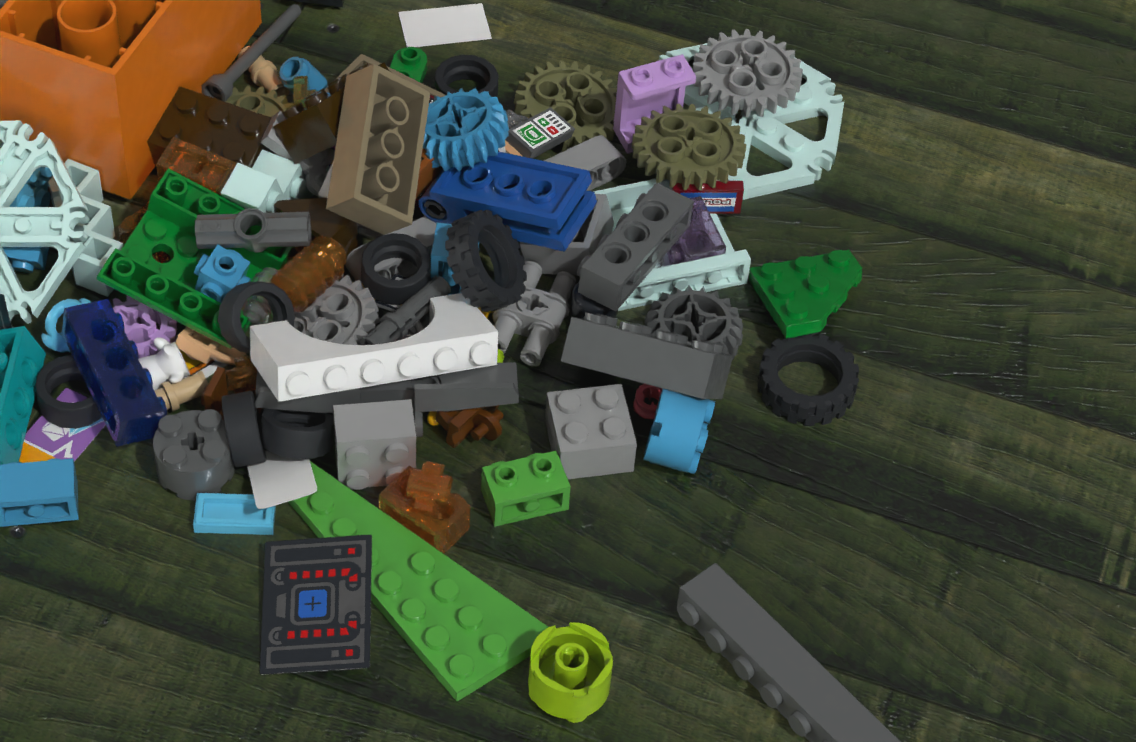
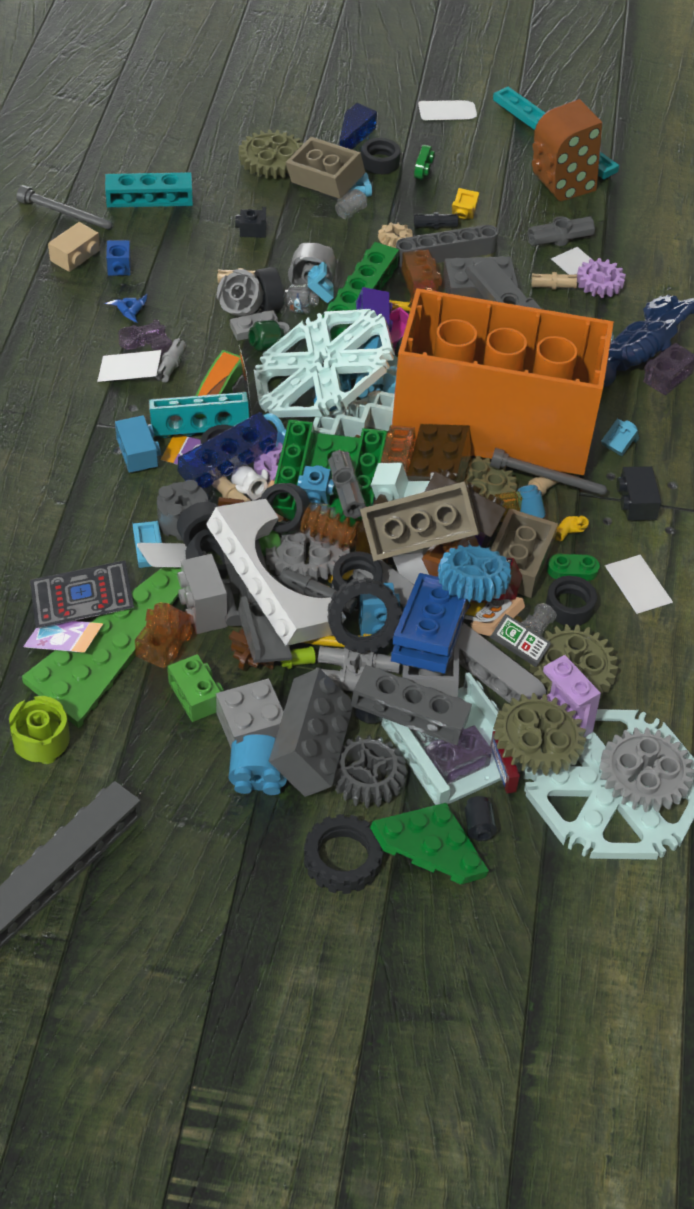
camera: 80 degrees right, 0 degrees up
(337, 55) = (571, 524): none -> yellow arm
(399, 629) = (64, 636): none -> sticker
(779, 240) = (480, 818): none -> black brick

